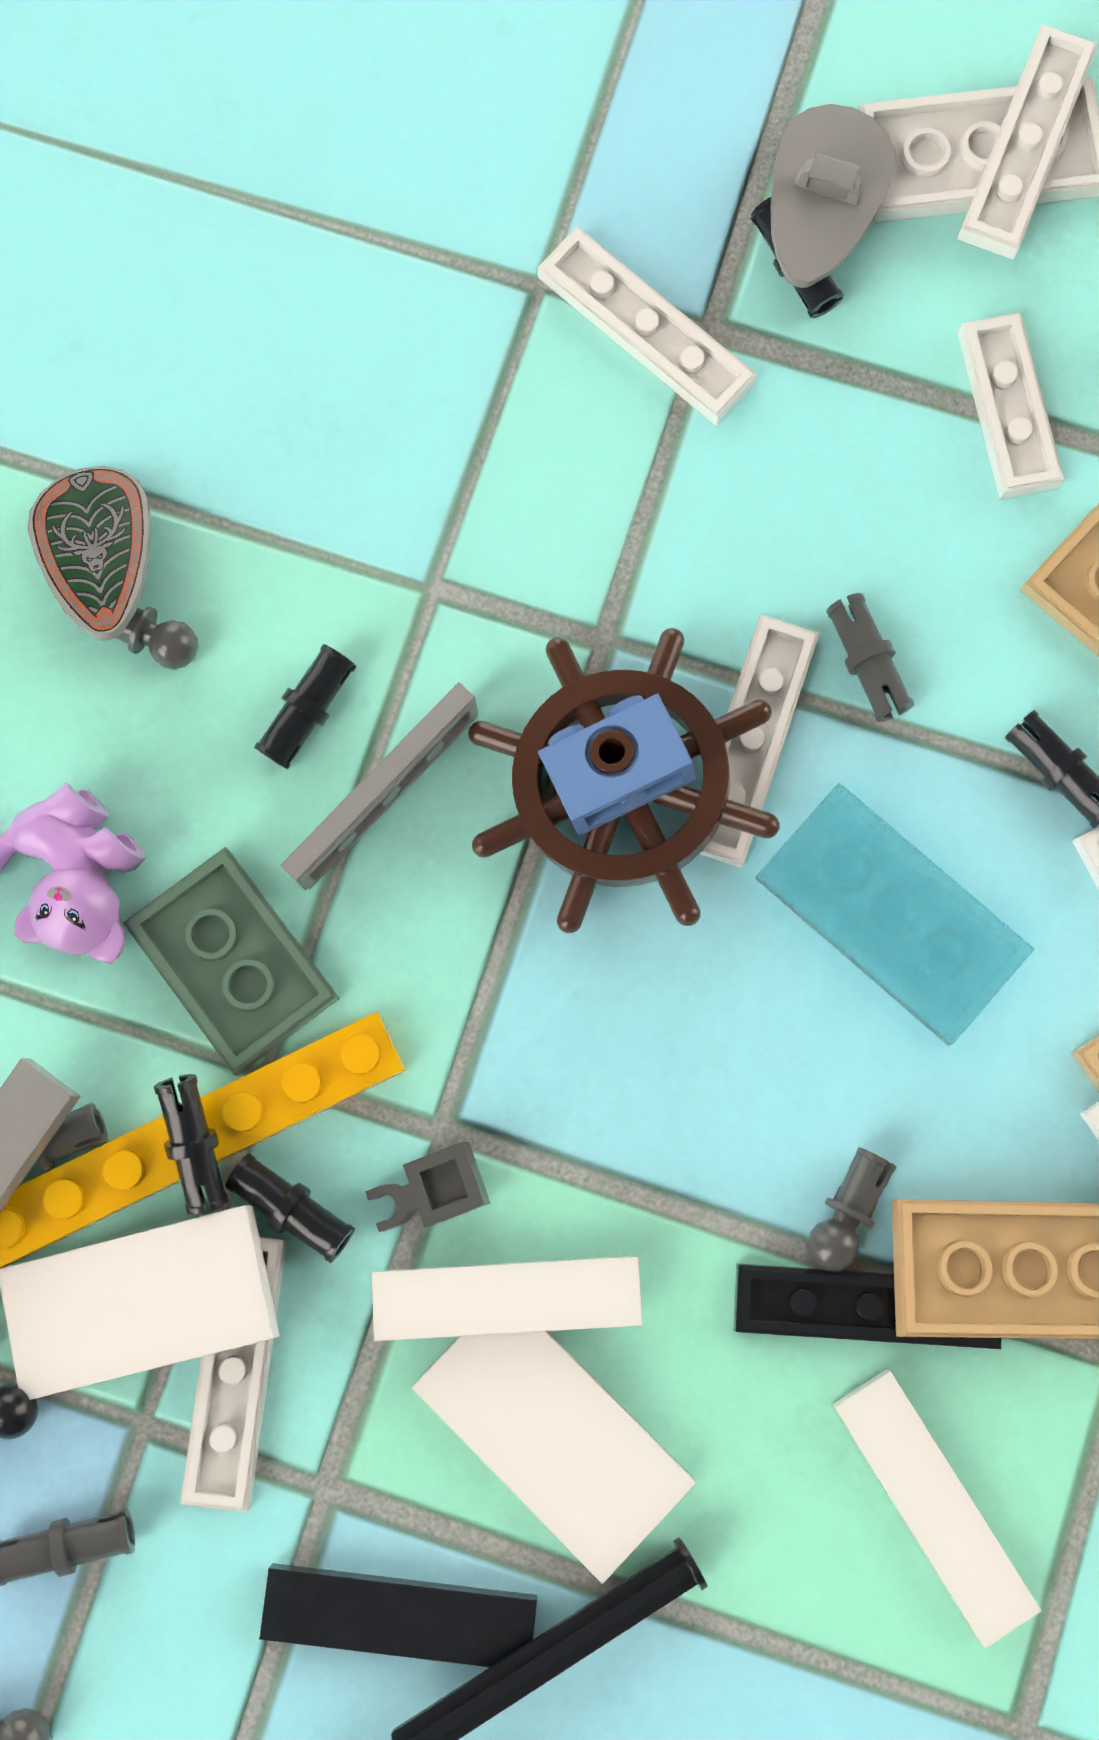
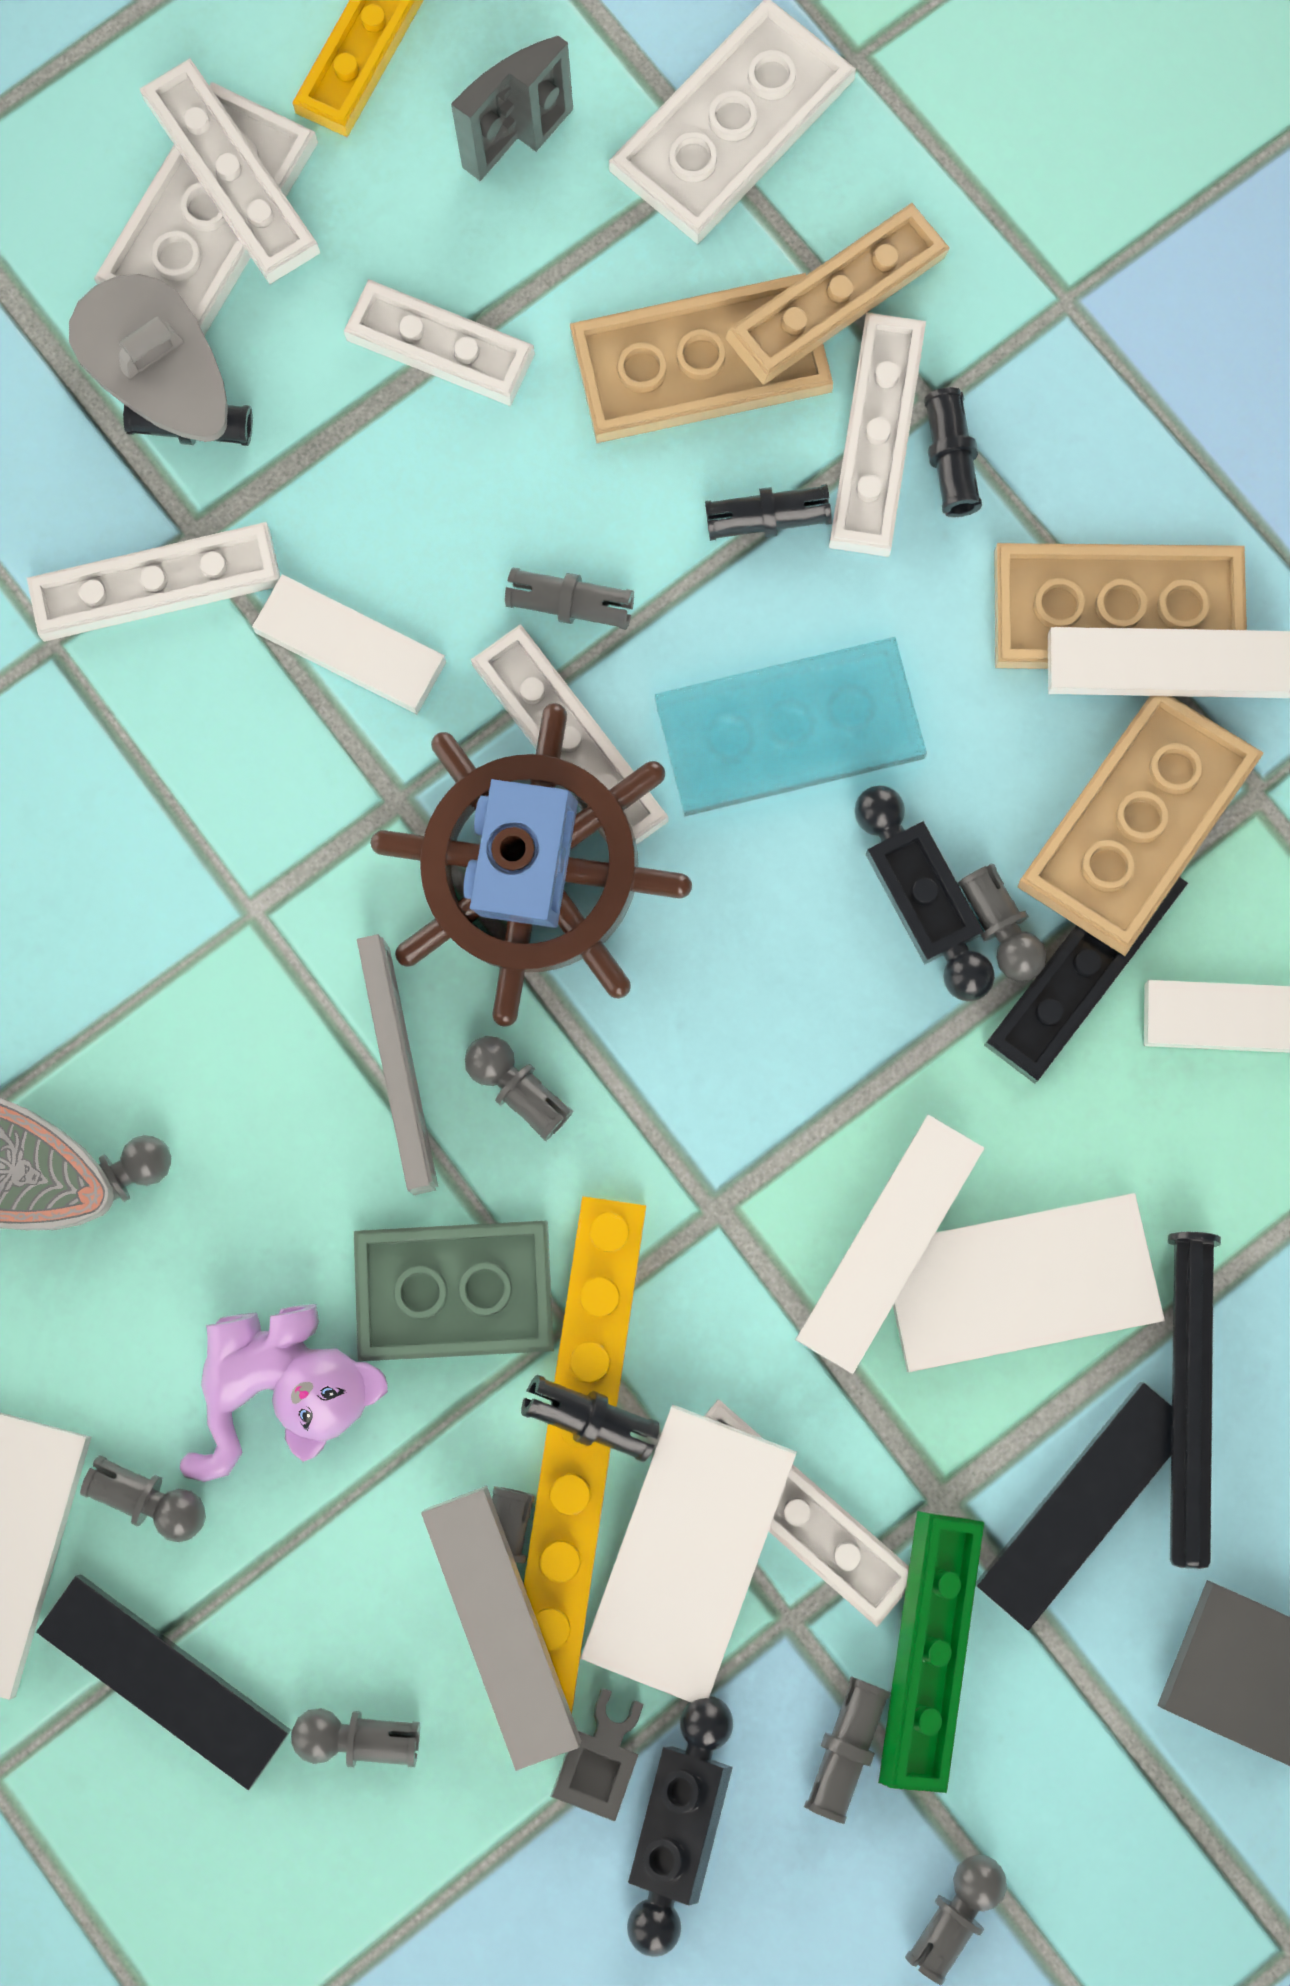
camera: 55 degrees left, 0 degrees up
(188, 1566) = (931, 1653): none -> green tile
(289, 1207) = (695, 1376): black pin -> none
(305, 706) = (281, 1083): black pin -> none
(436, 862) = (492, 1063): none -> dark grey pin
(438, 1187) = (763, 1240): dark grey plate -> none
(704, 510) = (349, 644): none -> white tile
(829, 1124) = (924, 893): none -> black plate

